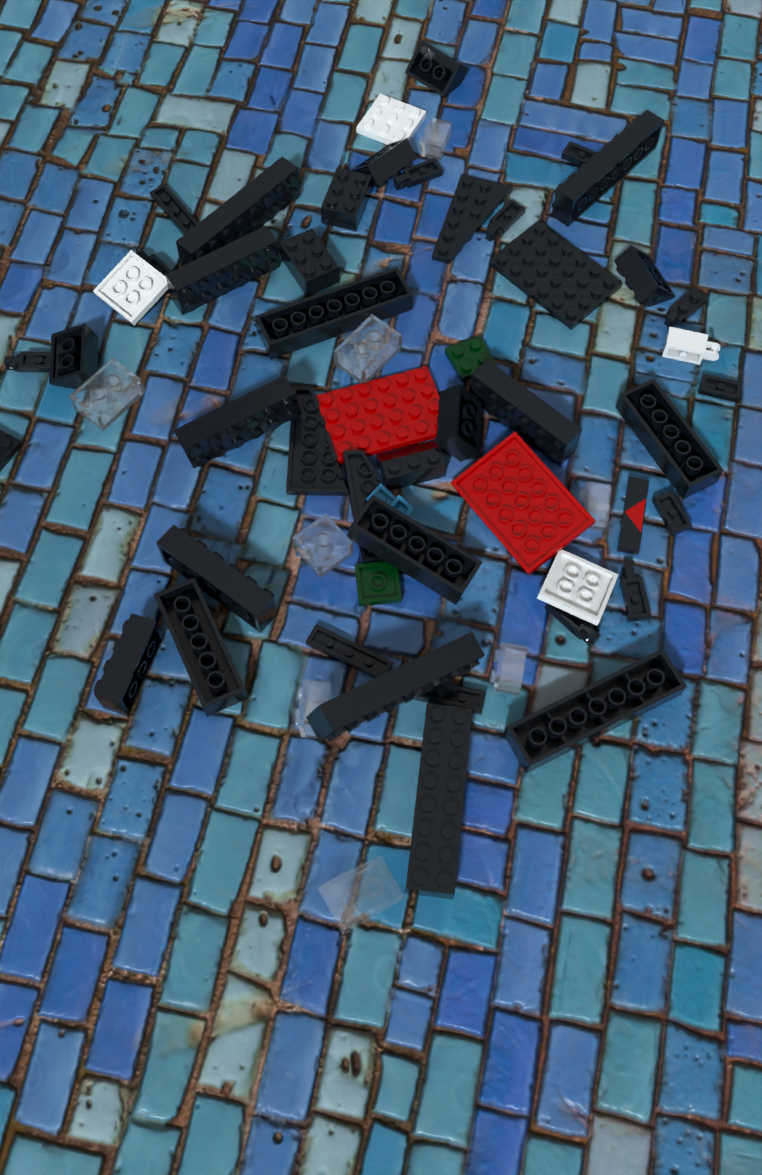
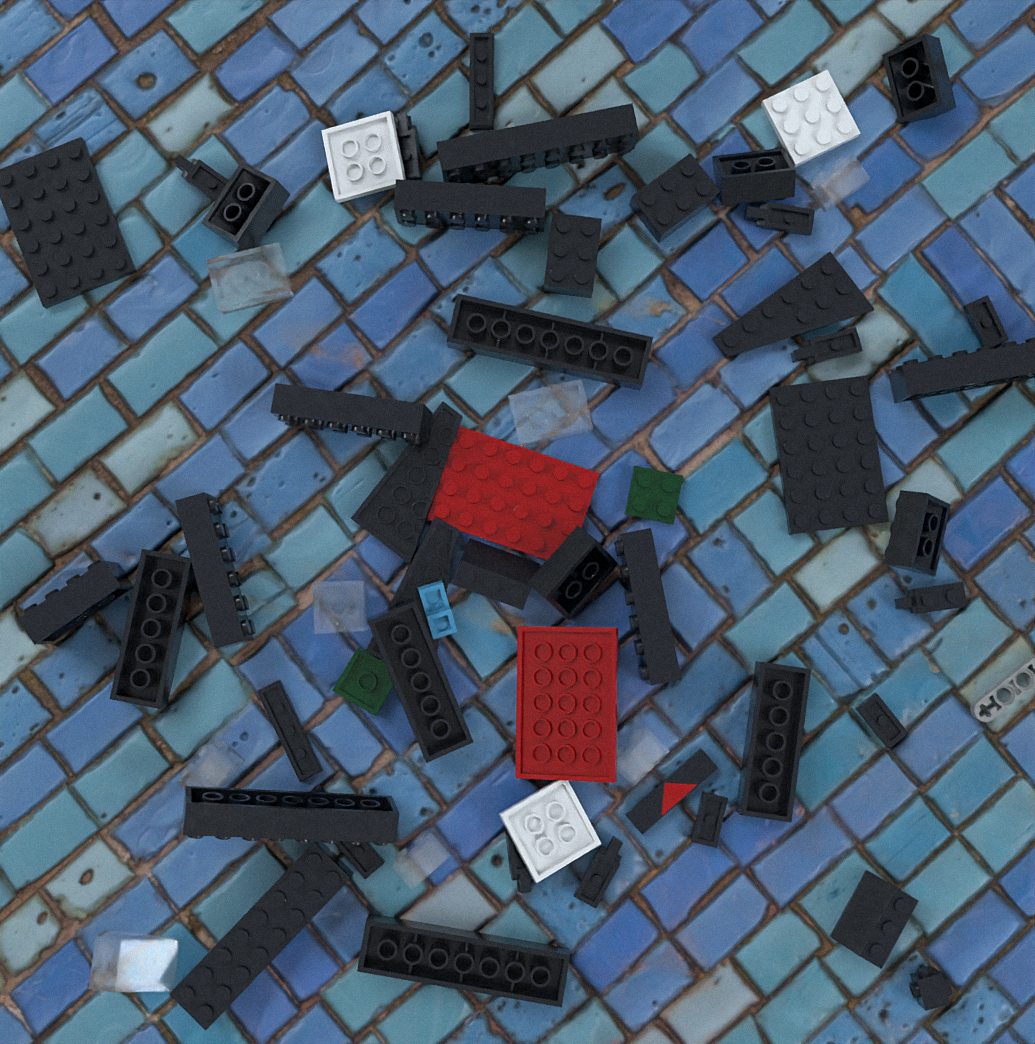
camera: 35 degrees right, 20 degrees up
(689, 346) = (891, 649): white brick -> none

